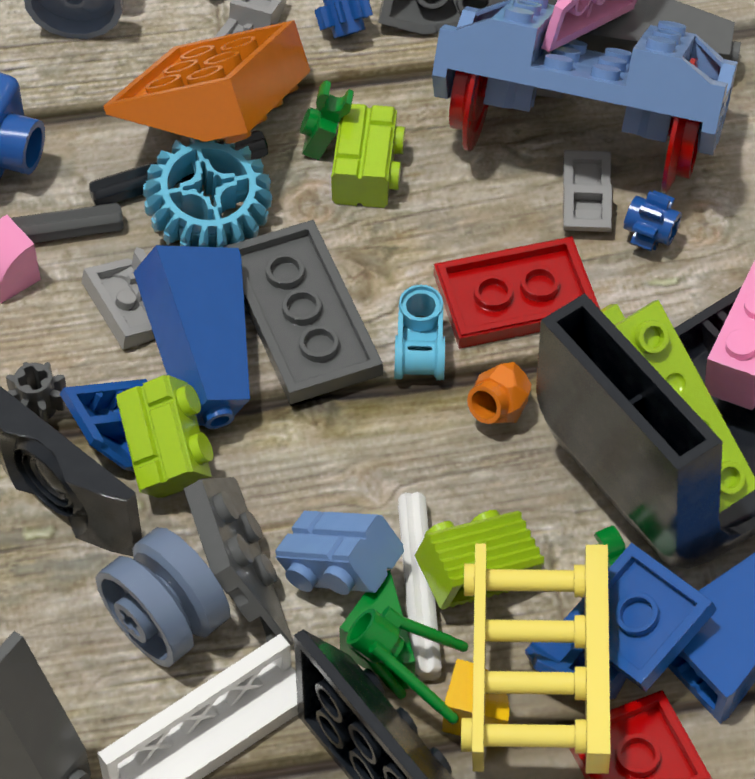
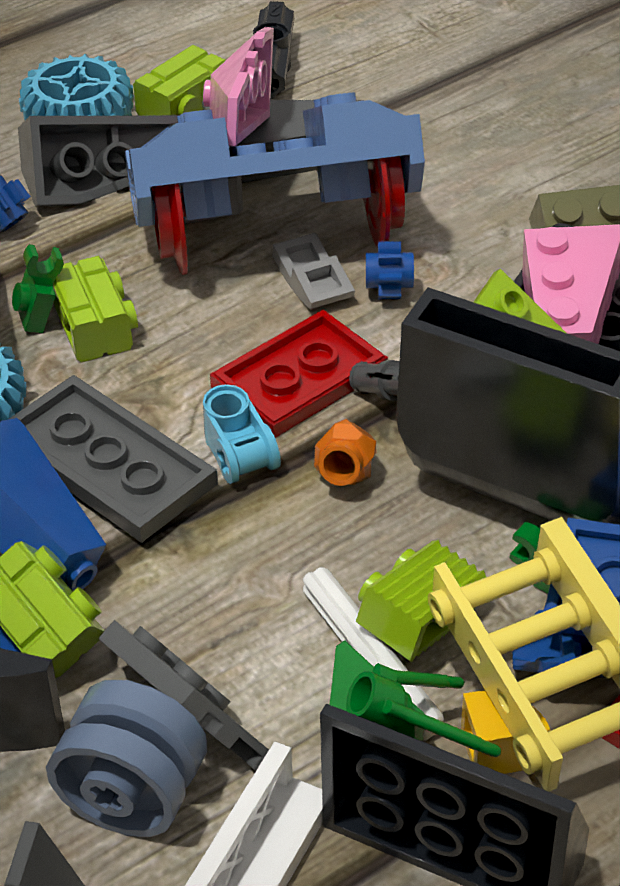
camera: 25 degrees left, 10 degrees down
(339, 551) = (283, 643): medium blue brick -> none

